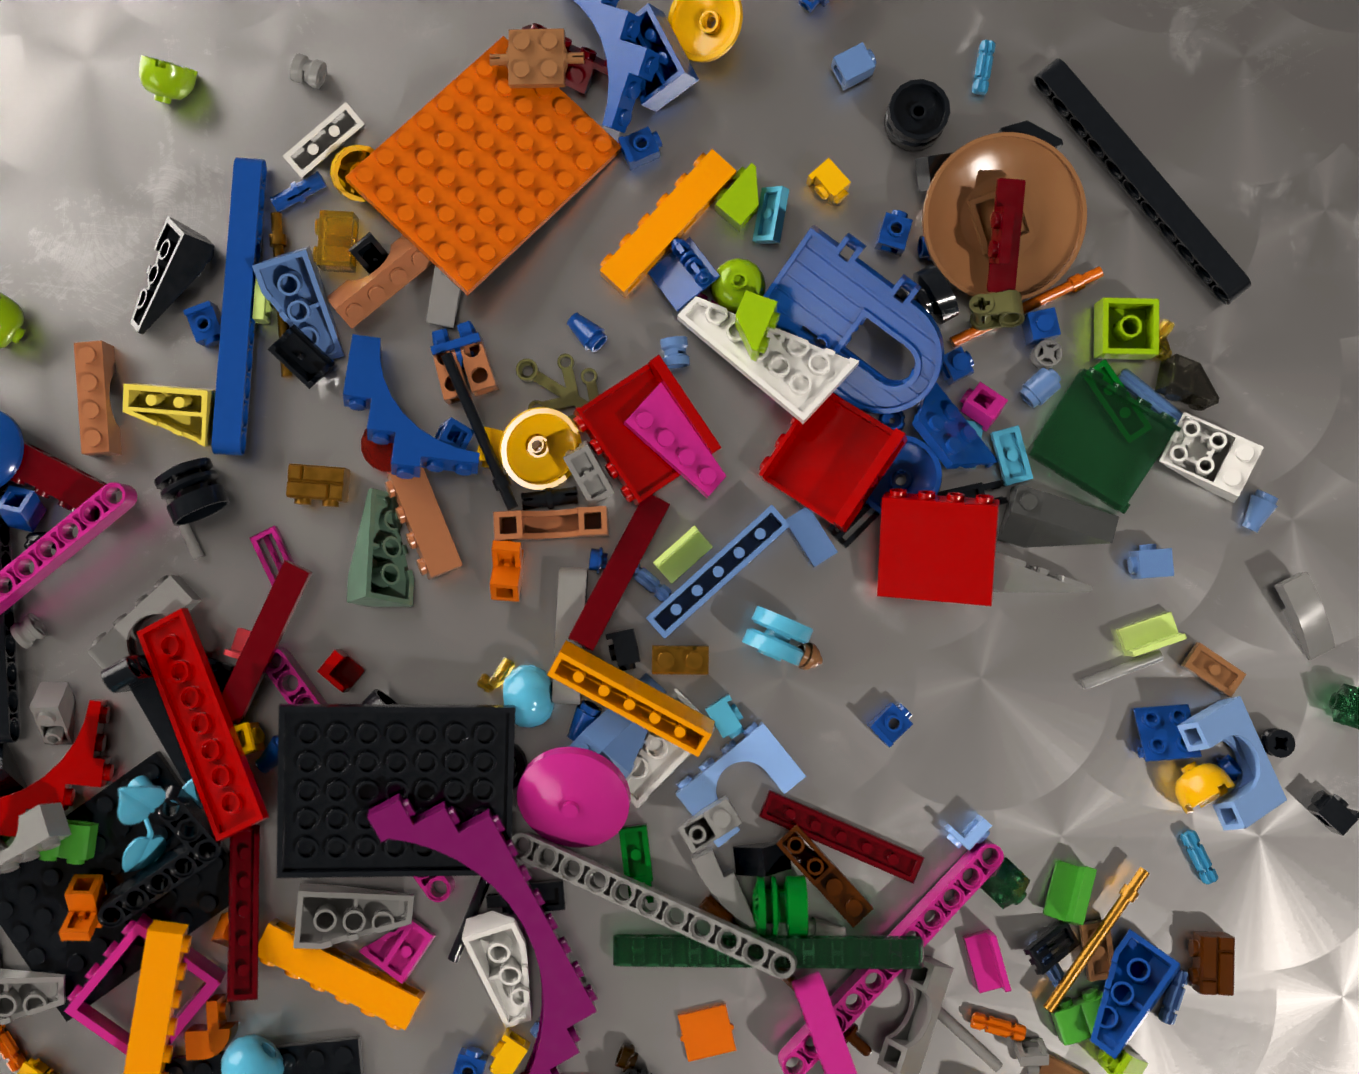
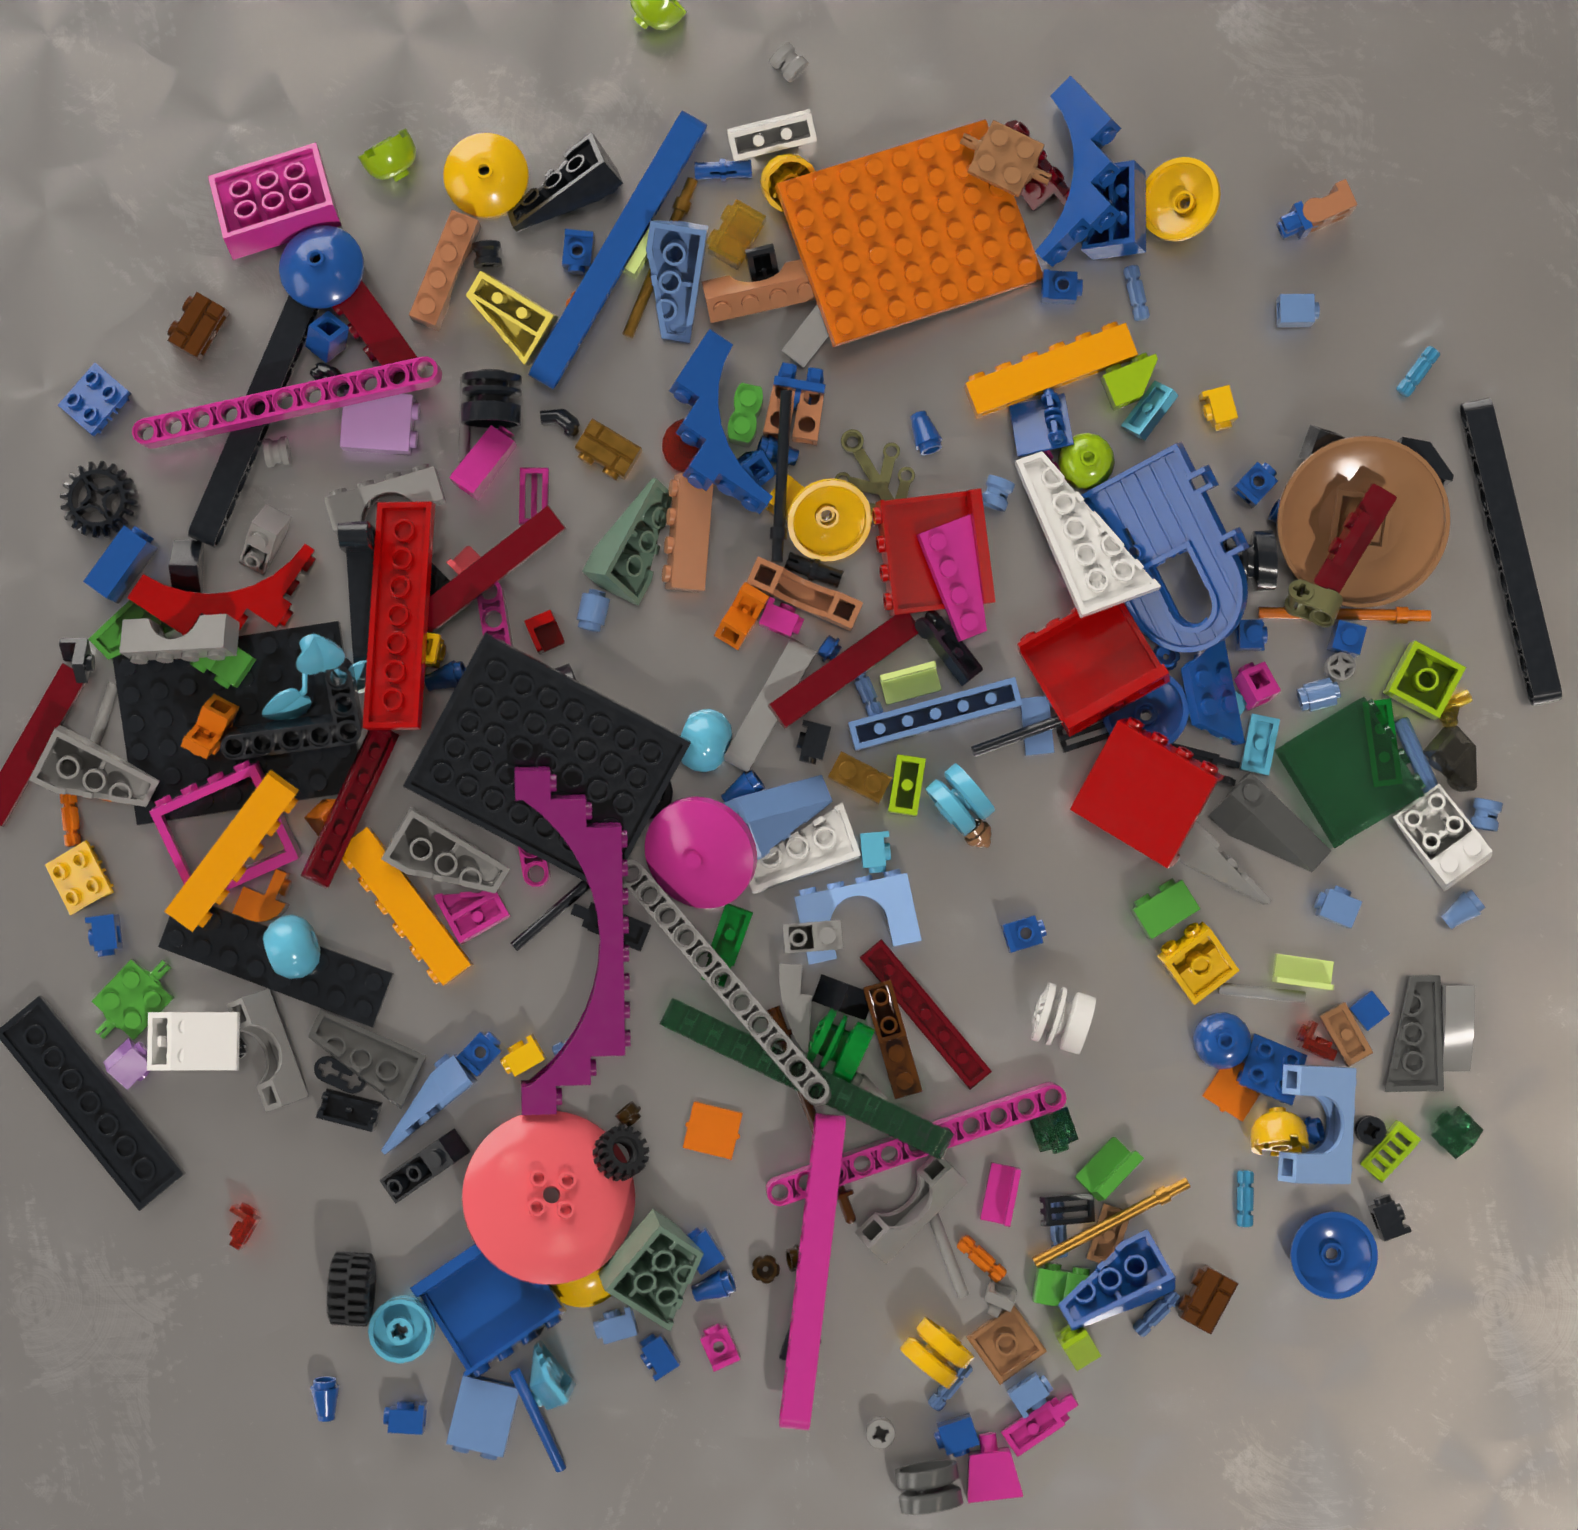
camera: 25 degrees right, 0 degrees up
(108, 562) = (380, 425): none -> lavender brick
(110, 304) = (491, 193): none -> yellow dish
(128, 366) = (487, 254): none -> black wheel
(213, 549) = (483, 461): none -> dark pink slope
(266, 476) = (563, 418): none -> black arm
(301, 356) = (652, 325): black hinge -> none
(374, 630) = (593, 610): none -> medium blue brick
(422, 387) = (747, 406): none -> bright green brick
(457, 412) = (769, 447): none -> blue cone
(491, 683) = (683, 711): clear yellow arm -> none
(502, 963) = (561, 967): white wedge -> none
(542, 556) = (781, 619): none -> dark pink brick
(588, 473) = (861, 565): light grey hinge -> none
(632, 698) = (799, 788): light orange brick -> none
(694, 504) = (945, 643): none -> black hinge
(708, 120) = (1136, 293): none -> medium blue axle
(724, 646) = (906, 785): none -> lime brick
(753, 321) = (1082, 502): lime slope -> none
(797, 555) = (1015, 736): none -> black bar
(917, 114) = (1340, 371): black wheel -> none
(969, 781) = (1063, 1018): none -> white wheel
(974, 833) = (1050, 1072): light blue bracket -> none
(1002, 640) = (1165, 908): none -> bright green brick
(1054, 672) = (1197, 962): none -> yellow plate
(1109, 729) = (1222, 1040): none -> blue cylinder
(1135, 771) = (1229, 1094): none -> orange piece
(1197, 692) = (1319, 1046): none -> clear red bracket
(1222, 638) = (1369, 1010): none -> blue tile
(1237, 417) = (1486, 814): none -> medium blue wheel
(1279, 644) = (1418, 1044): none -> dark grey wing
(1316, 744) = (1406, 1149): none -> lime slope
(1321, 871) = (1349, 1268): none -> blue dish

